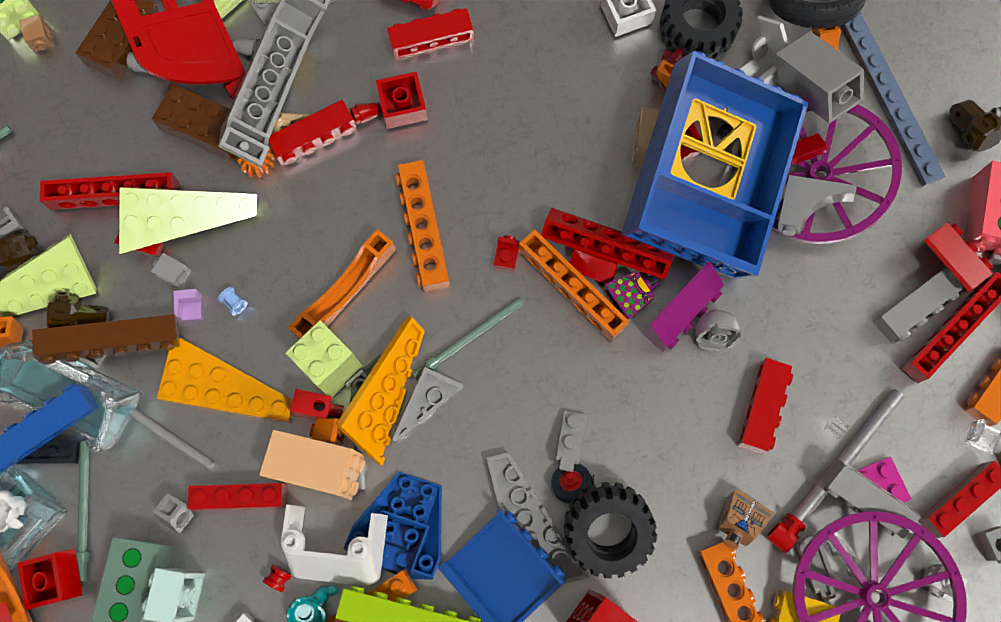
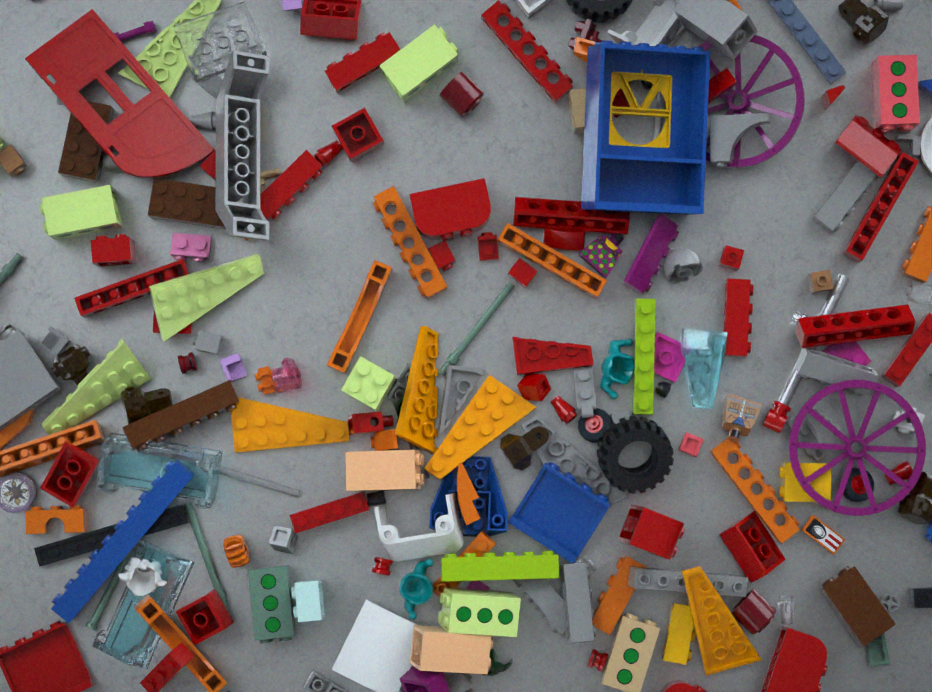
camera: 15 degrees left, 10 degrees up
(84, 99) = (81, 212): none -> yellowish green brick
(102, 146) = (113, 251): none -> red brick
(115, 511) = (236, 551): none -> orange gear
(140, 286) = (185, 363): none -> dark red wheel
(190, 168) = (191, 246): none -> bright pink bracket
(219, 331) = (265, 376): none -> orange piece
(232, 301) = (269, 353): light blue bush -> none
(242, 330) = (287, 377): none -> clear pink piece
(296, 496) = (376, 498): none -> black hinge
(398, 519) = (466, 495): none -> orange slope
(445, 441) = (483, 420): none -> light orange wing
(453, 248) = (442, 256): none -> red brick
(477, 201) = (451, 210): none -> red brick
(477, 484) = (519, 448): none -> dark brown piece
(489, 45) = (419, 62): none -> yellowish green brick
(514, 419) = (534, 387): none -> red panel
(524, 88) = (462, 94): none -> dark red piece
(535, 290) = (522, 272): none -> red panel
(538, 389) = (546, 356): none -> red wing
(541, 456) = (564, 410): none -> red cone
(585, 21) = (503, 33): none -> red brick
(614, 423) = (616, 367): none -> teal piece
(648, 421) = (644, 357): none -> lime arch
(662, 464) = (664, 390): none -> black hinge
(673, 428) = (667, 357): none -> dark pink plate
(677, 537) = (691, 444): none -> coral tile
(717, 442) = (704, 360): none -> clear light blue wedge
(774, 337) = (731, 258): none -> red brick
(871, 391) = (820, 281): none -> medium nougat brick
(904, 452) = (855, 326): none -> red brick
(926, 193) = (830, 96): none -> red slope

